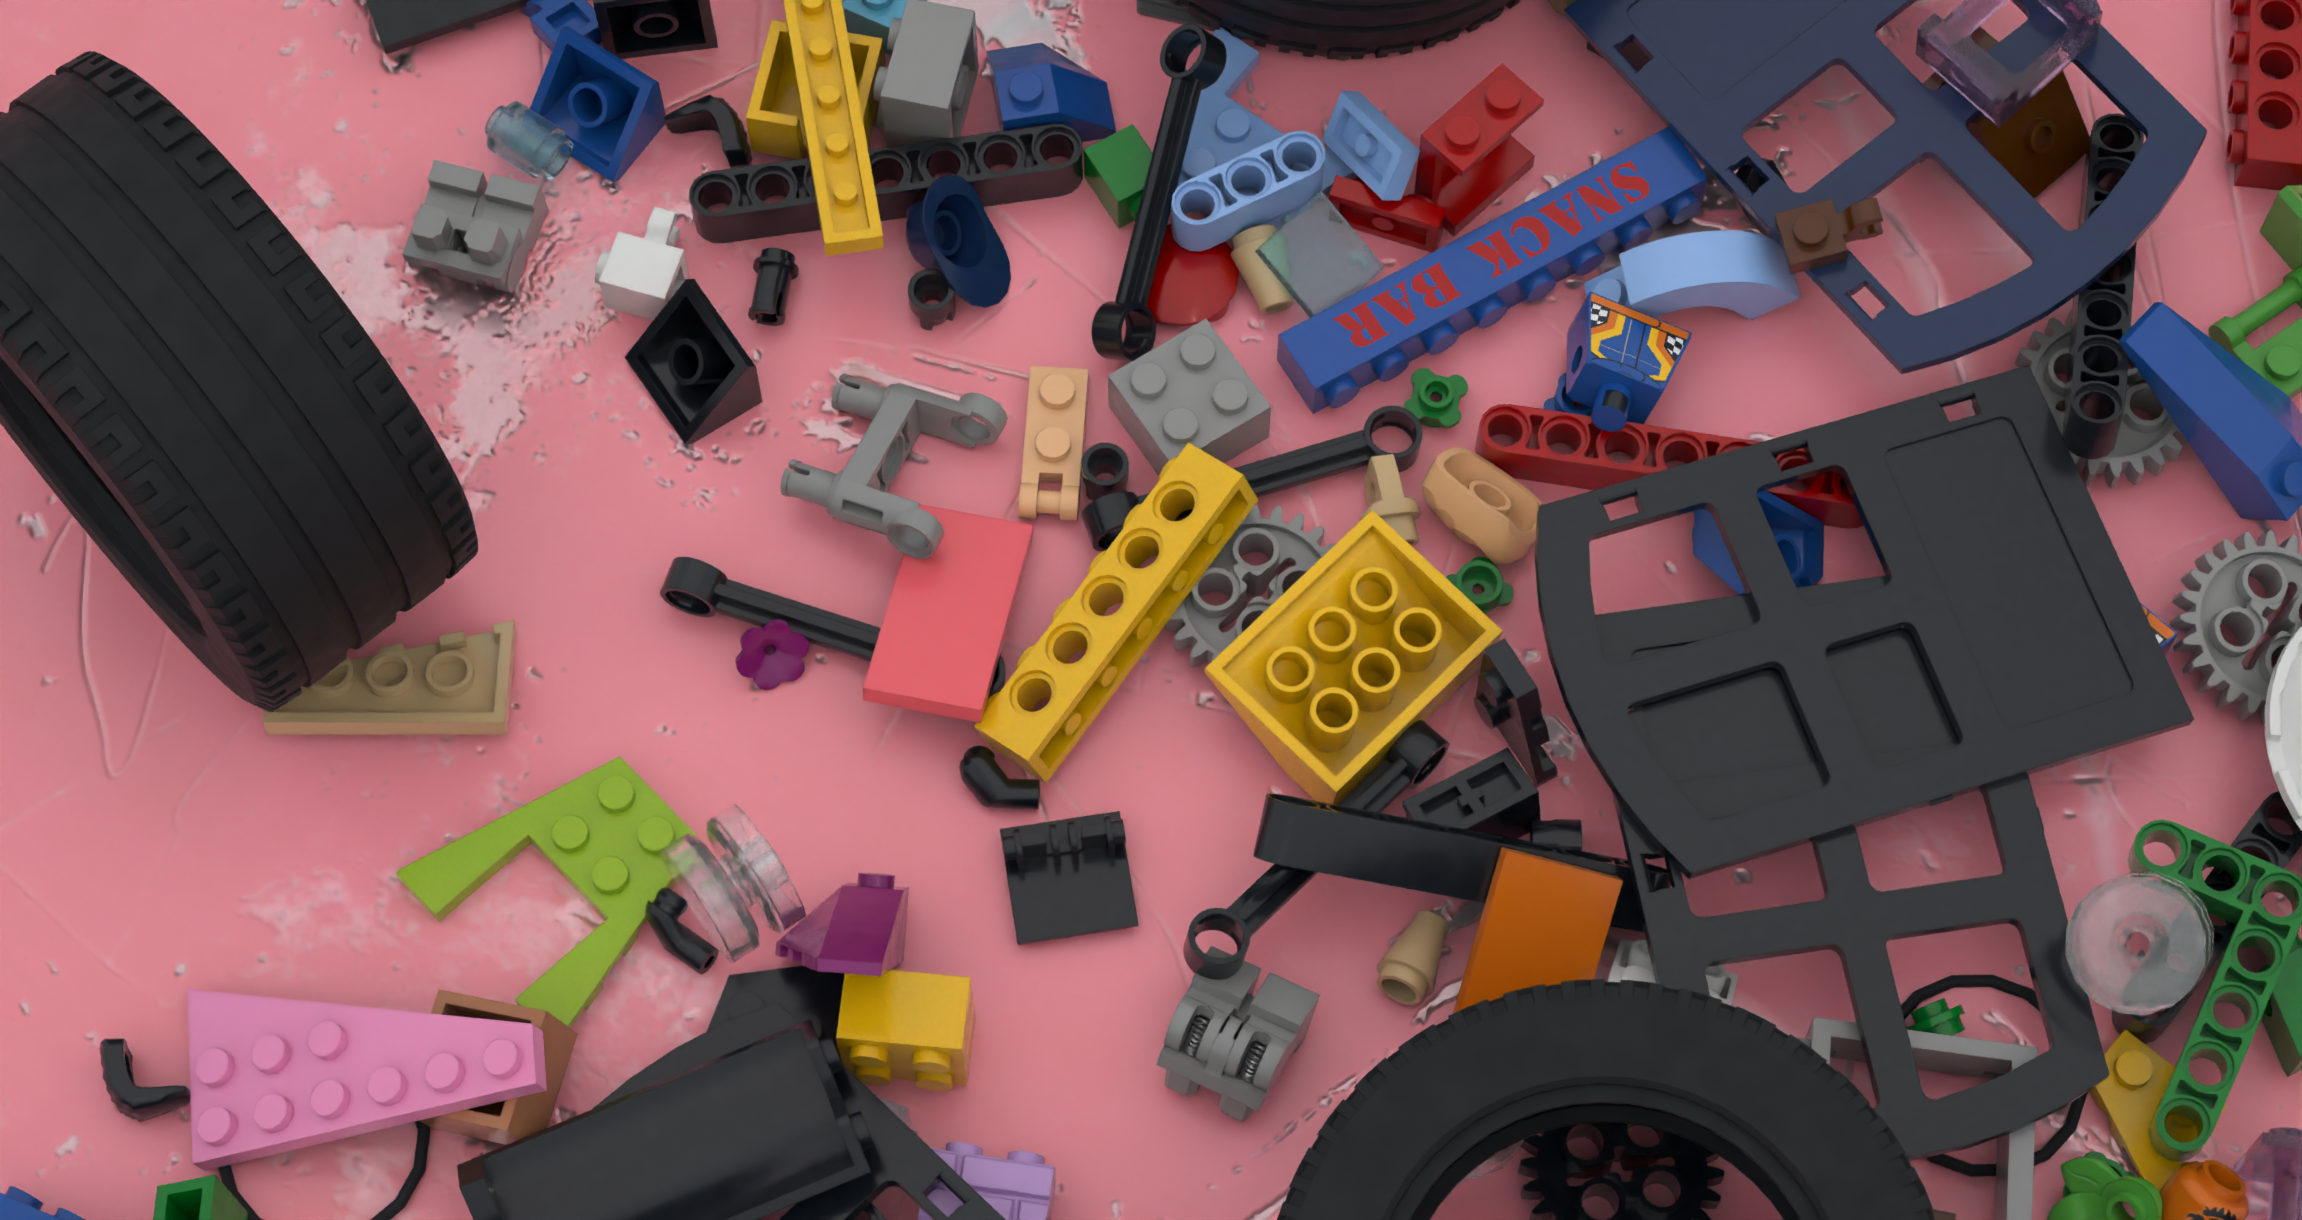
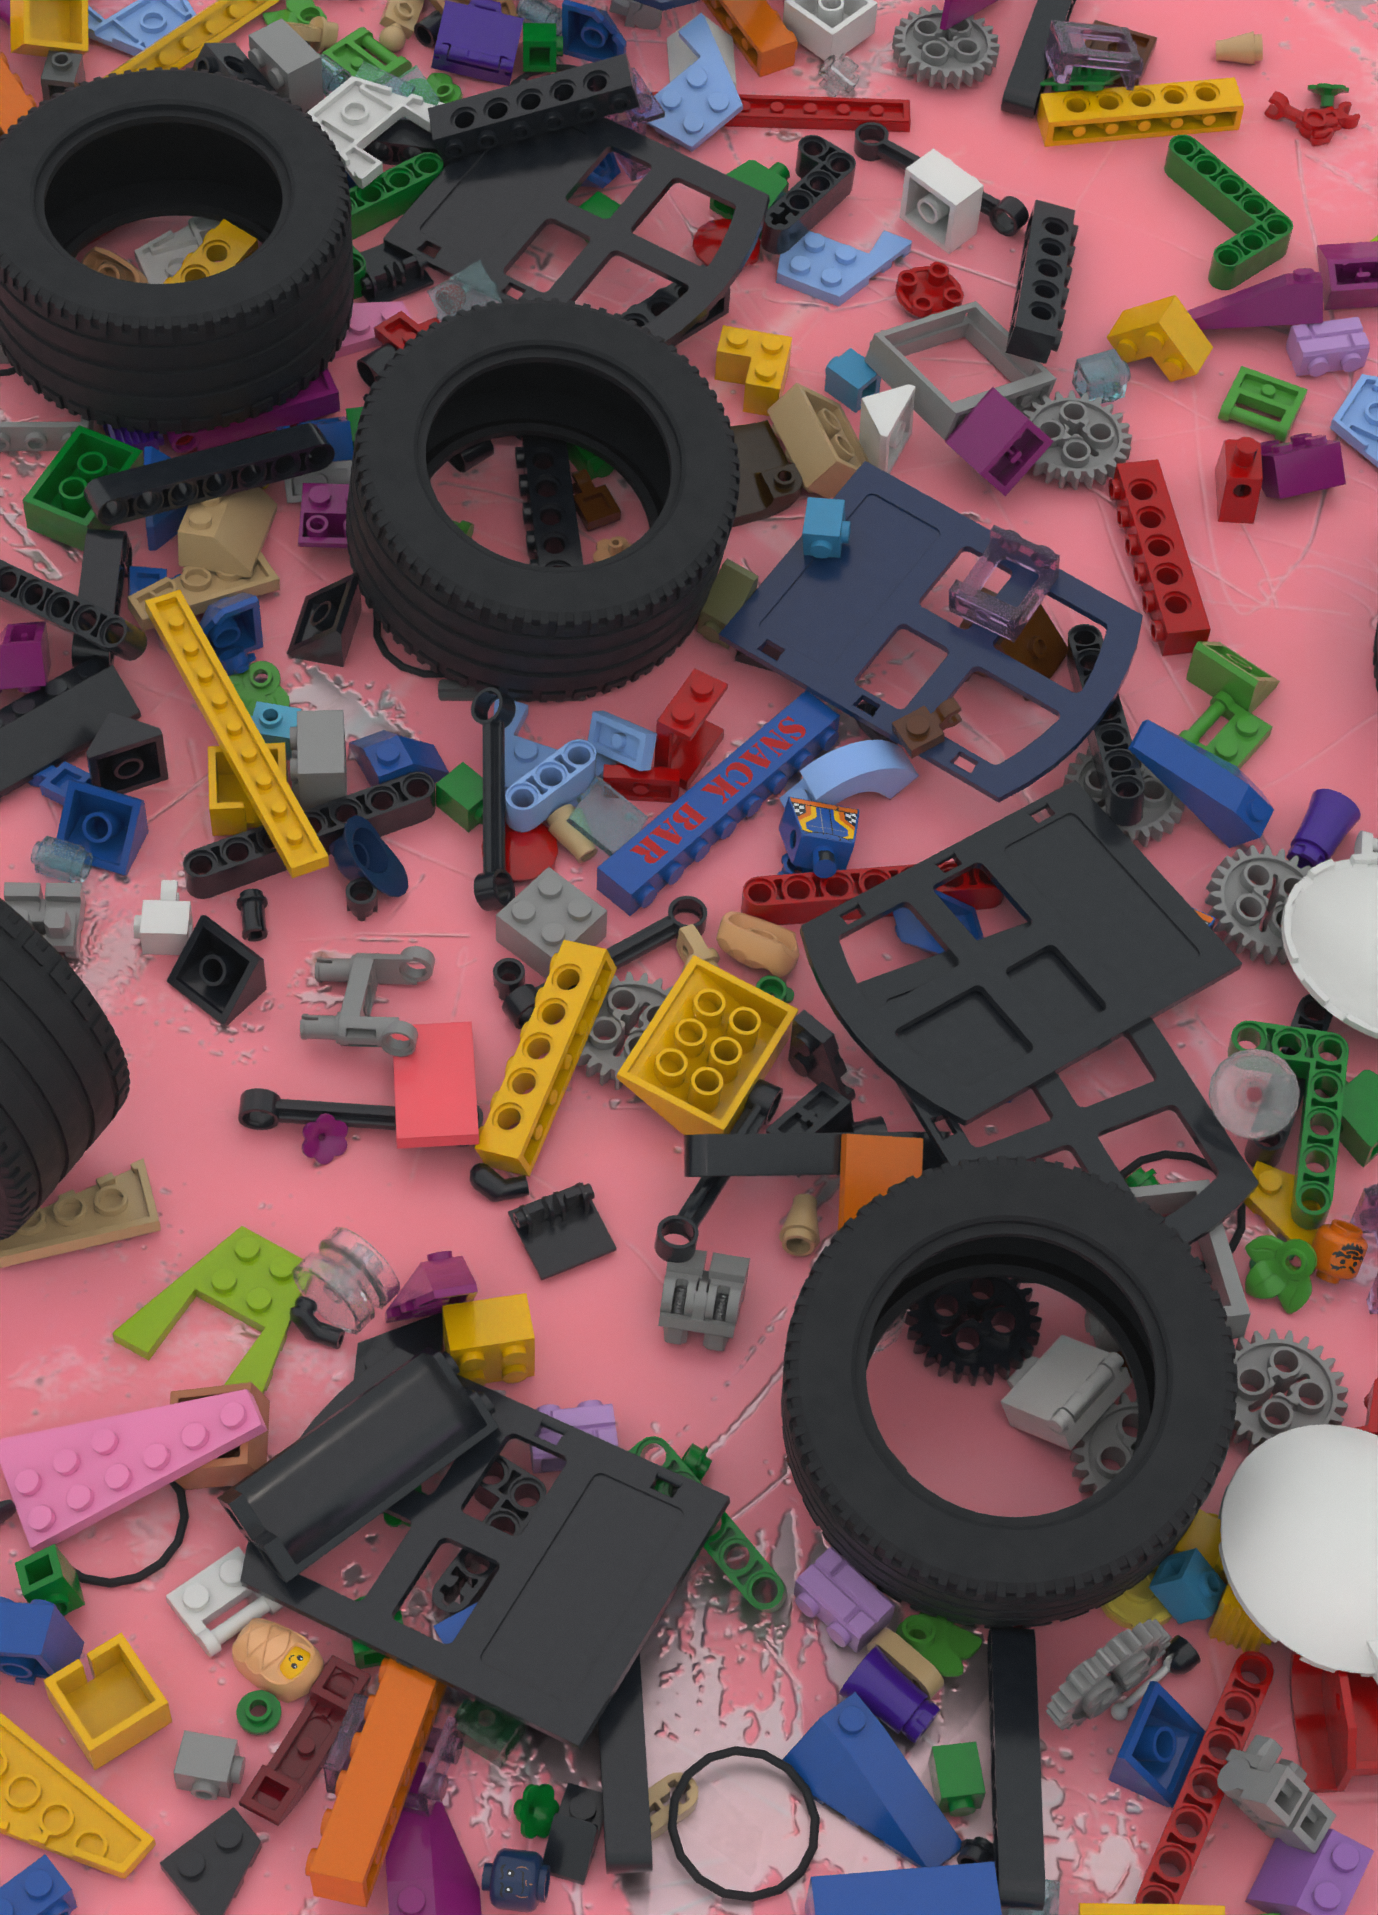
camera: 20 degrees left, 10 degrees down
(714, 115) = (186, 819): black hair -> none
(1054, 441) = (468, 969): light nougat plate -> none
(1441, 413) = (709, 896): green plate -> none

